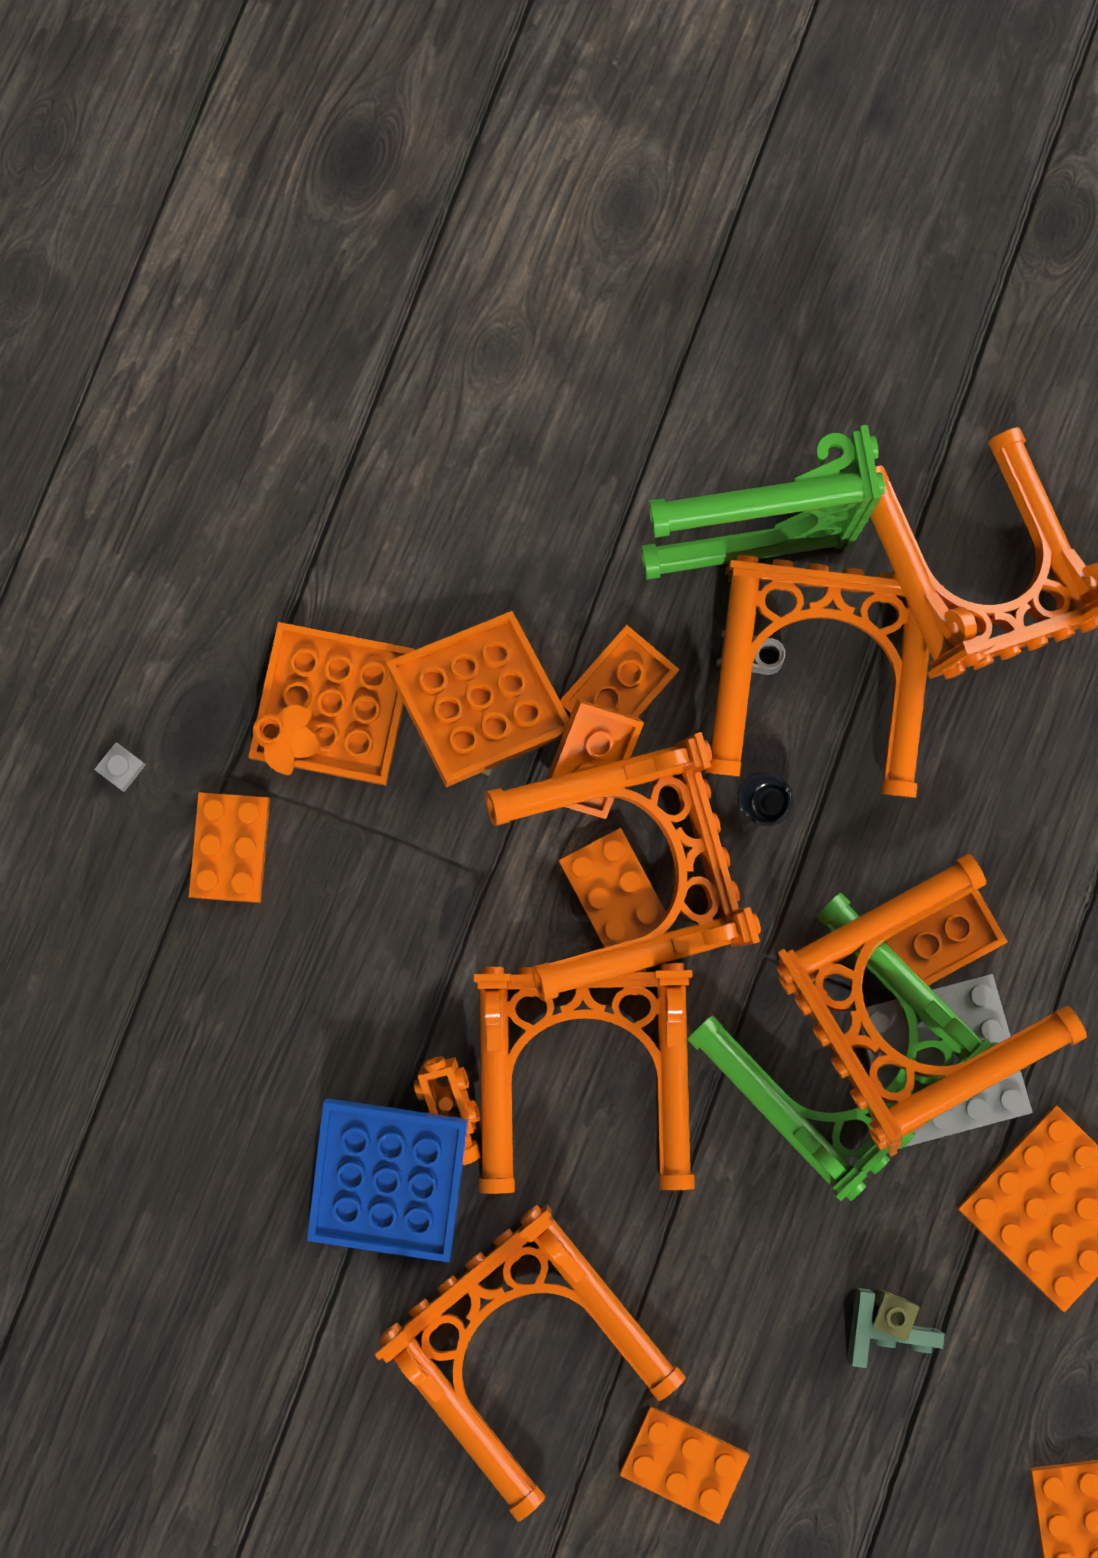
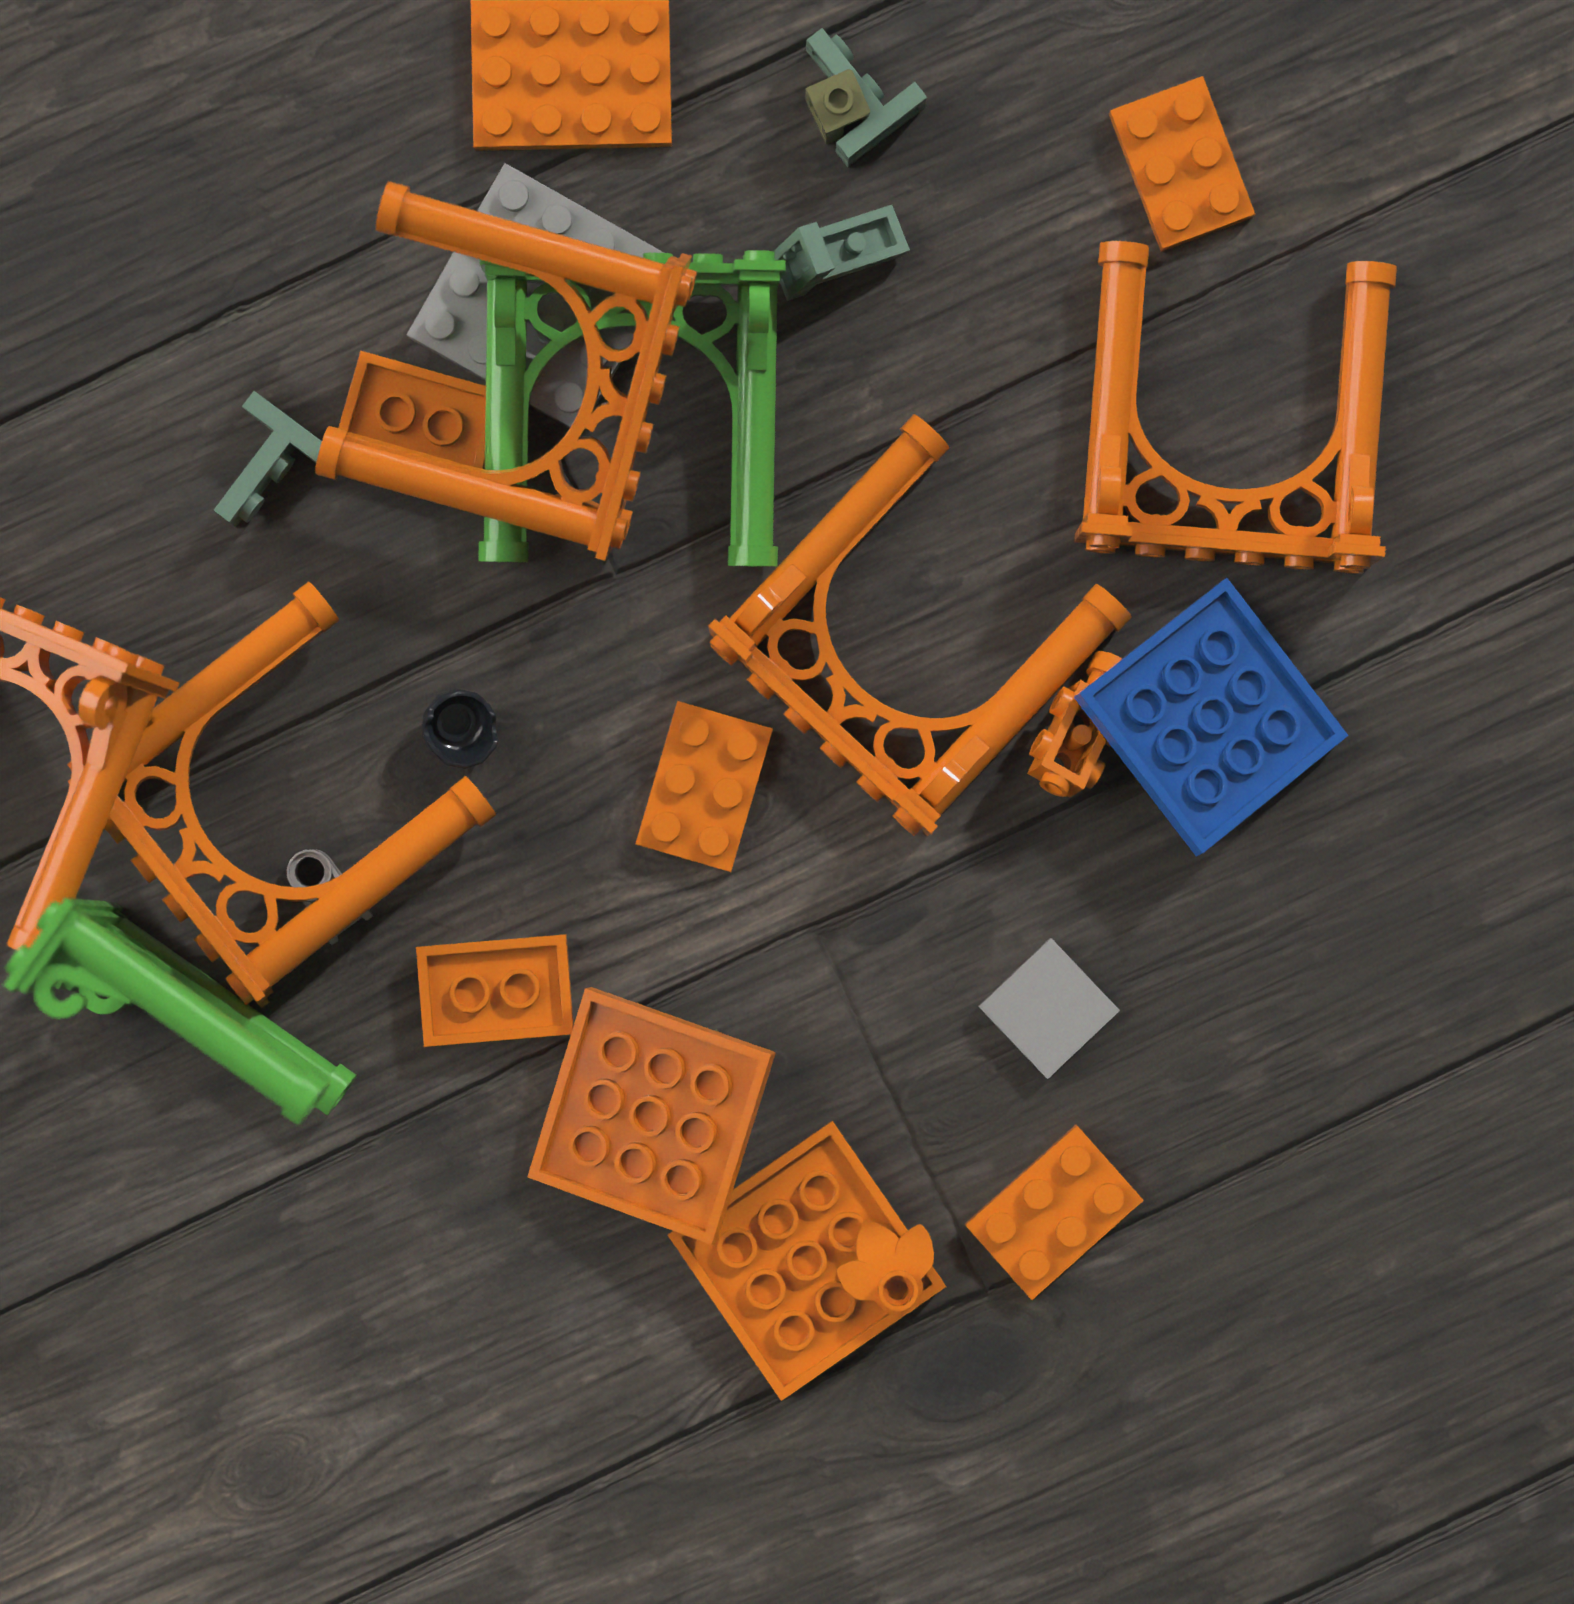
camera: 140 degrees left, 5 degrees up
(120, 766) = (1087, 1407): light grey plate -> none
(329, 948) = (1049, 1008): none -> light grey tile
(594, 739) = (598, 940): orange plate -> none
(656, 947) = (501, 842): orange arch -> none
(817, 1237) = (839, 249): none -> sand green bracket
(995, 840) = (269, 463): none -> sand green bracket

